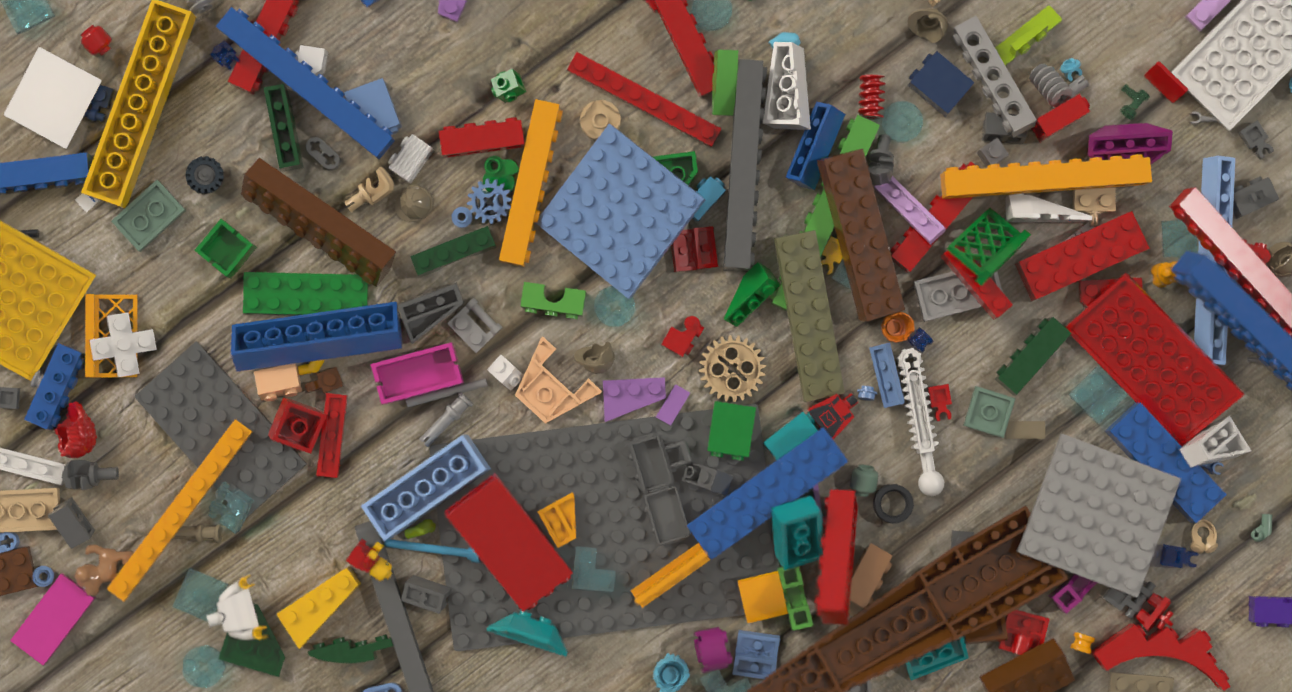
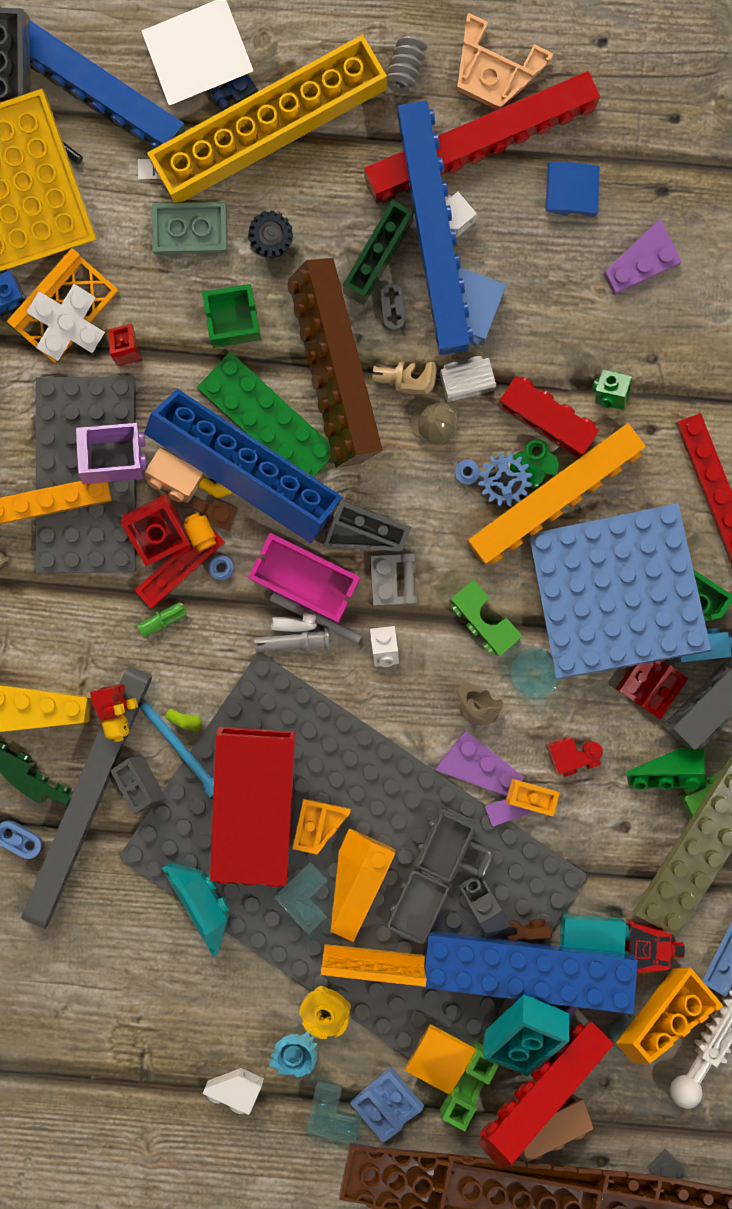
camera: 45 degrees right, 0 degrees up
(96, 40) = (279, 33): red head -> none
(172, 326) = (124, 345): none -> red slope
(212, 393) = (107, 434): none -> medium lavender window
(224, 55) = (382, 142): clear blue plate -> none
(236, 510) = (33, 558): clear light blue plate -> none
(326, 402) = (199, 532): none -> light orange brick
(350, 478) = (161, 619): none -> bright green axle
(352, 413) = (213, 567): none -> medium blue plate
(425, 487) = (222, 688): light blue brick -> none
(437, 408) = (294, 624): none -> white arm
(452, 251) = (433, 495): dark green arch -> none
(545, 393) = (403, 695): light nougat wing -> none
(597, 116) = (667, 488): tan tile -> none
(614, 529) = (358, 878): none -> light orange wedge
(677, 638) = (329, 1000): none -> yellow plate
(679, 385) = (532, 797): none -> light orange plate
(711, 649) = (351, 1067): magenta brick -> none
(731, 430) = (544, 881): green brick -> none
(744, 354) = (615, 820): tan gear -> none
(751, 463) = (534, 930): none -> reddish brown plate
(866, 393) = (697, 955): medium blue plate -> none
(876, 442) = (668, 1015): none -> light orange wedge
(909, 504) = (638, 1098): black tyre -> none

